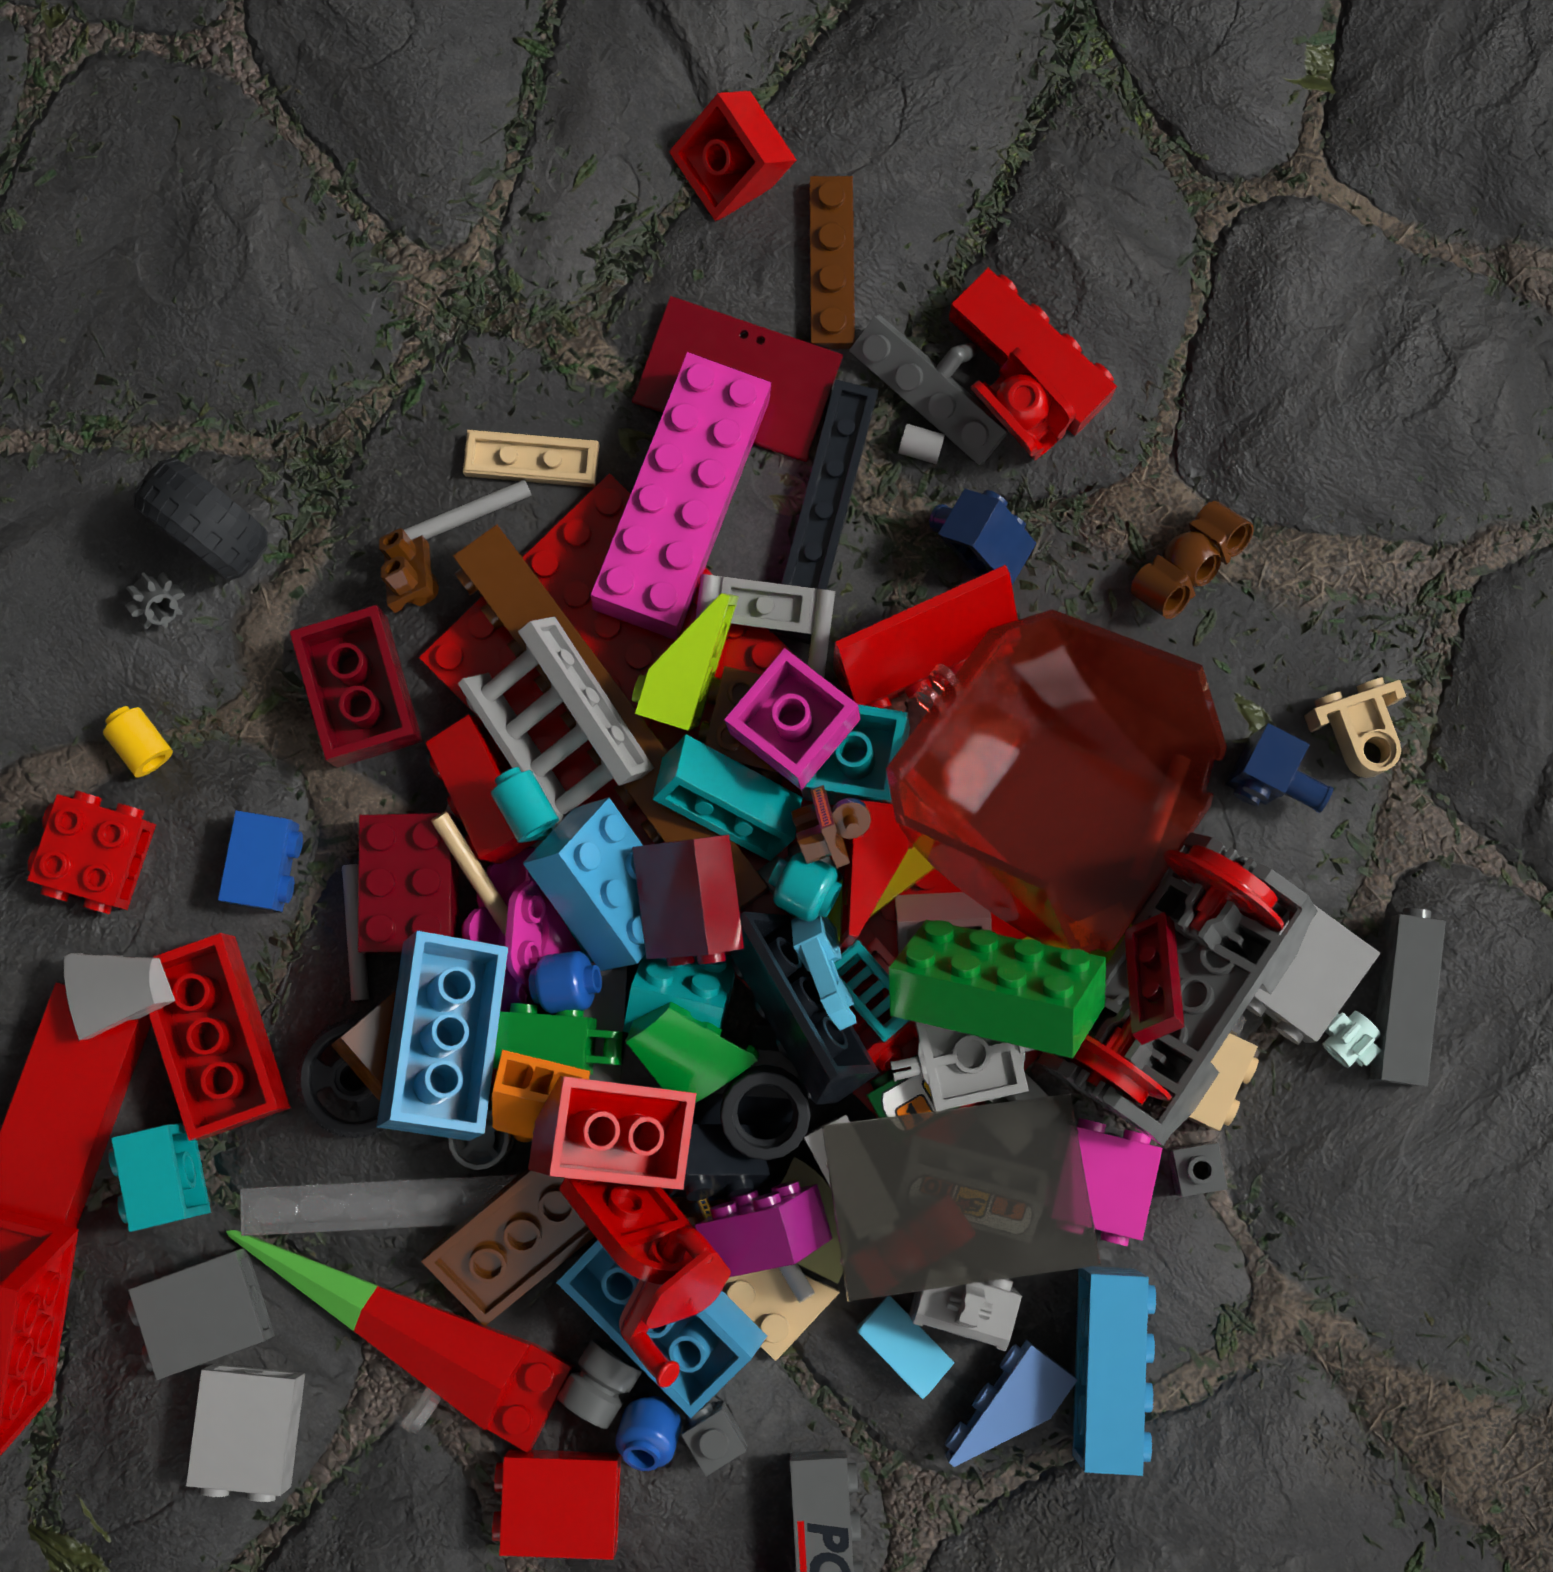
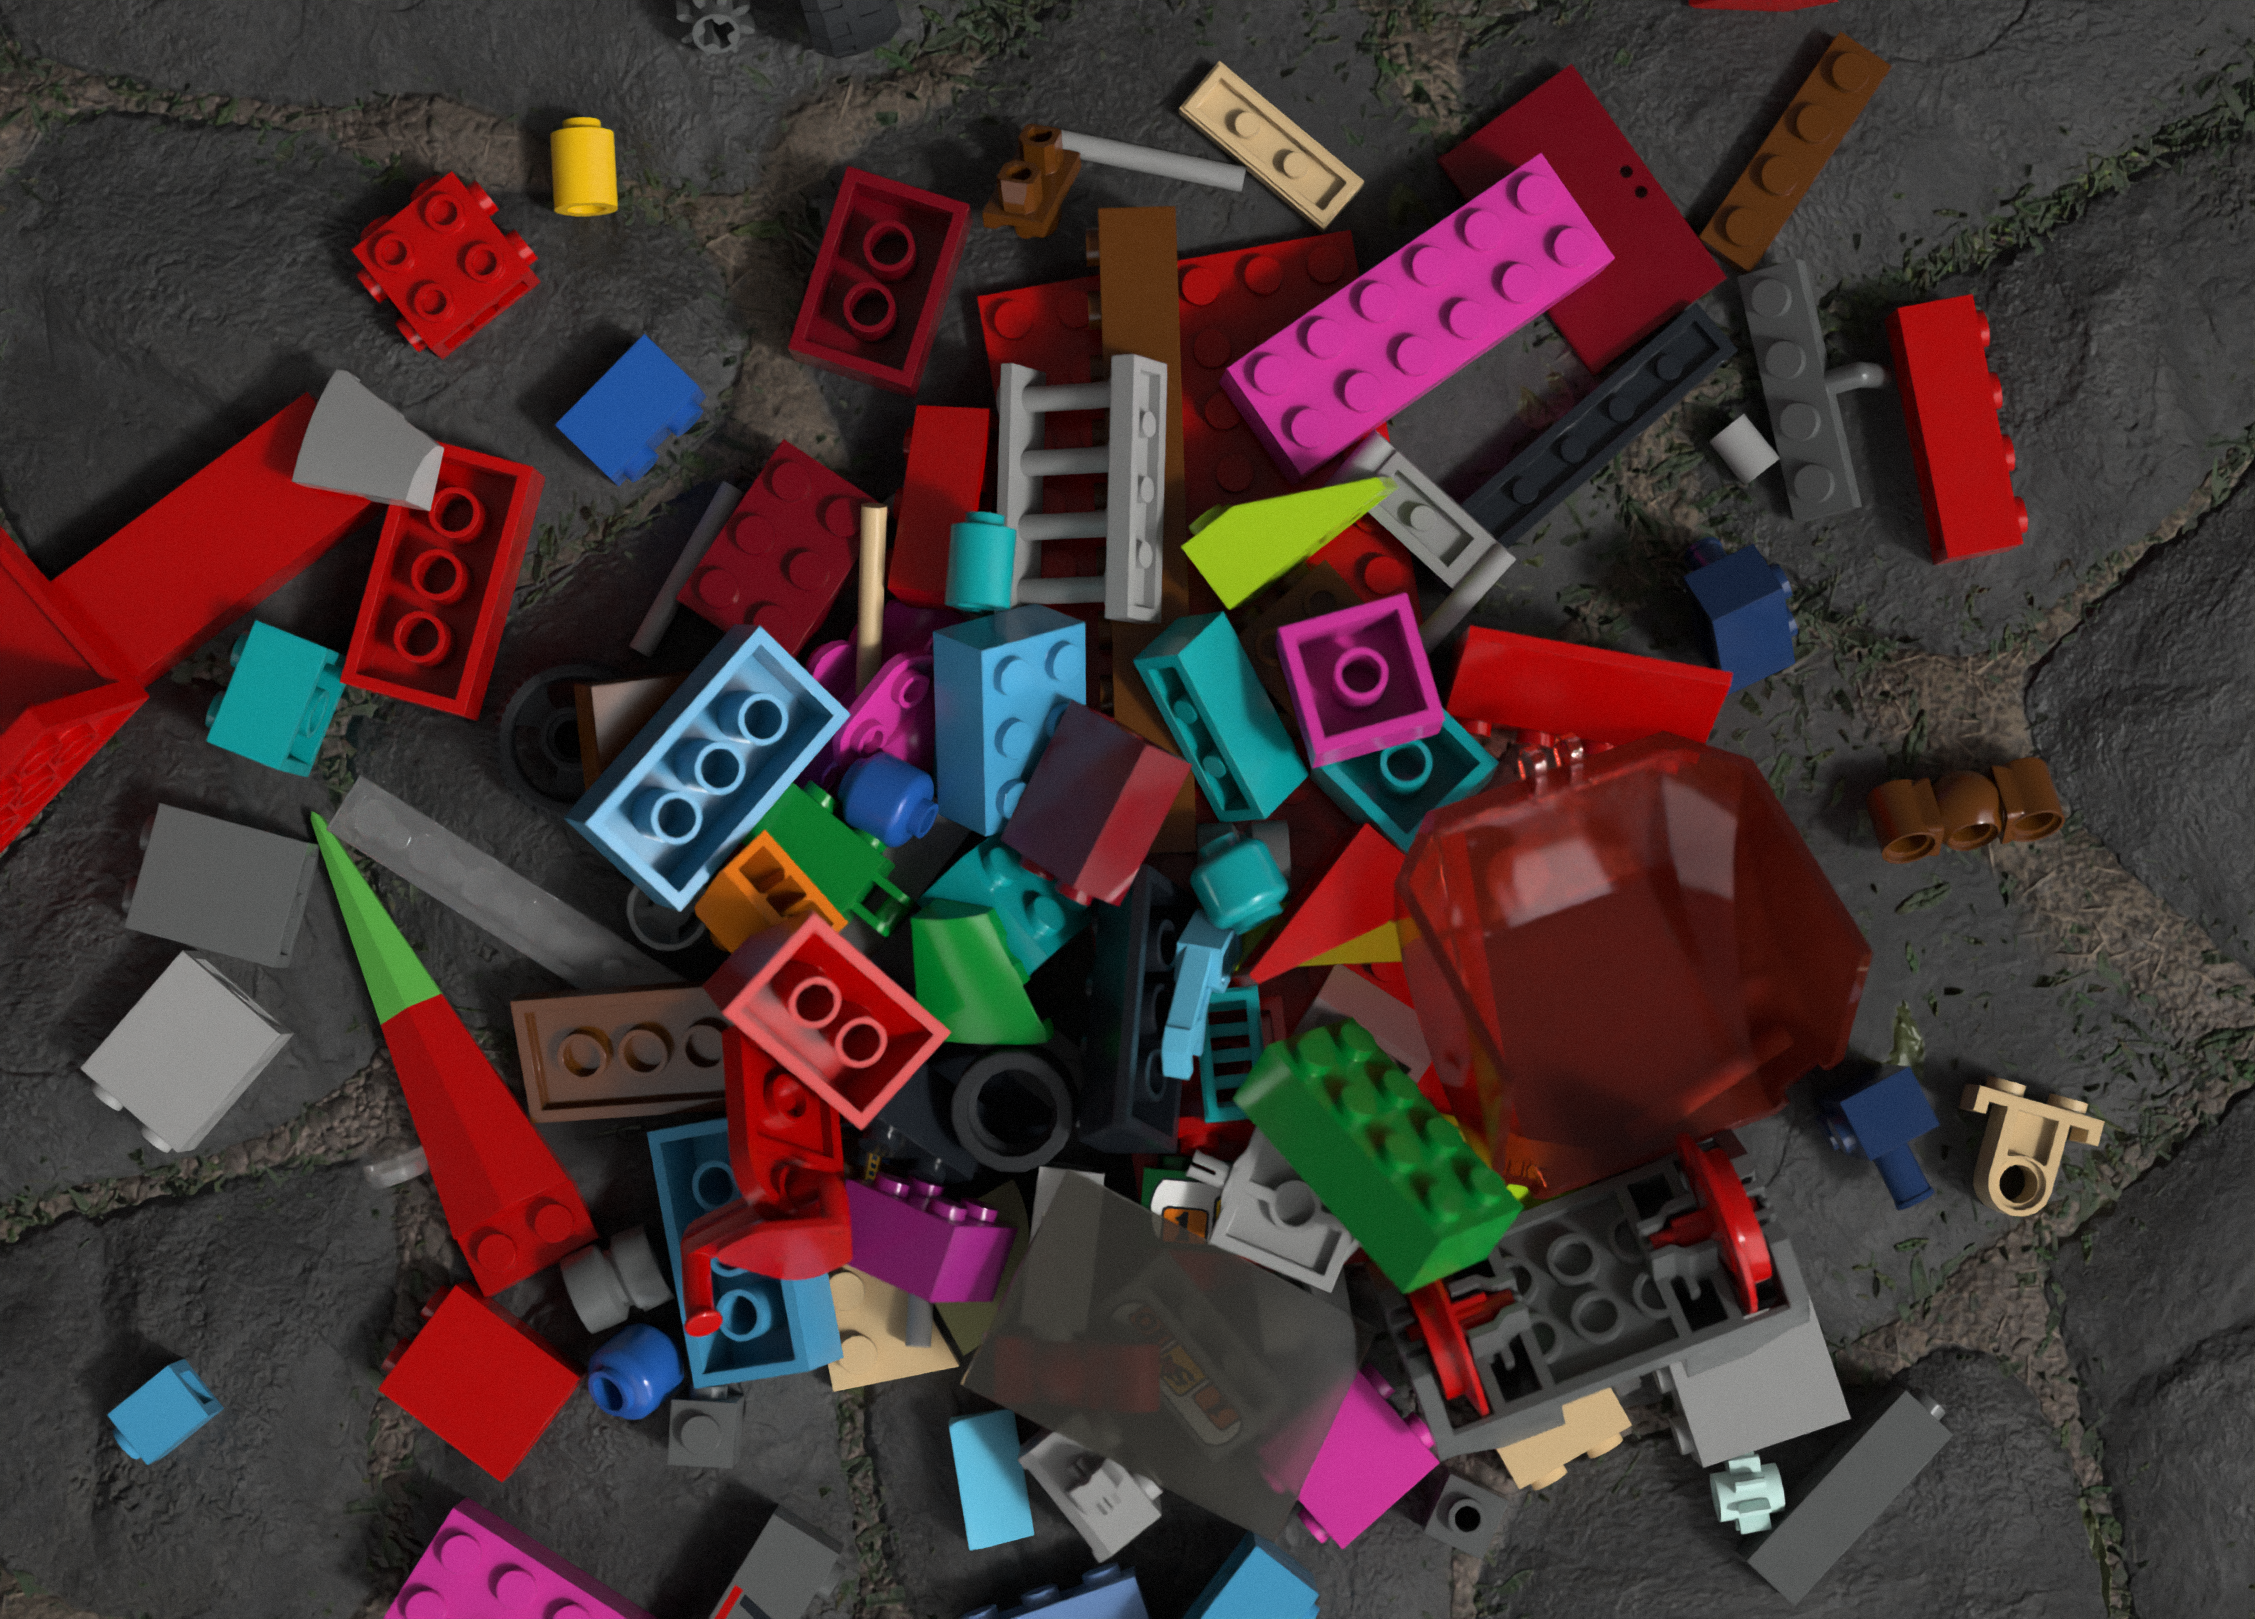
camera: 30 degrees right, 5 degrees up
(823, 828) = (1306, 833): reddish brown hips -> none
(1027, 404) = (1898, 492): red piece -> none
(1153, 978) = (1563, 1266): dark red plate -> none

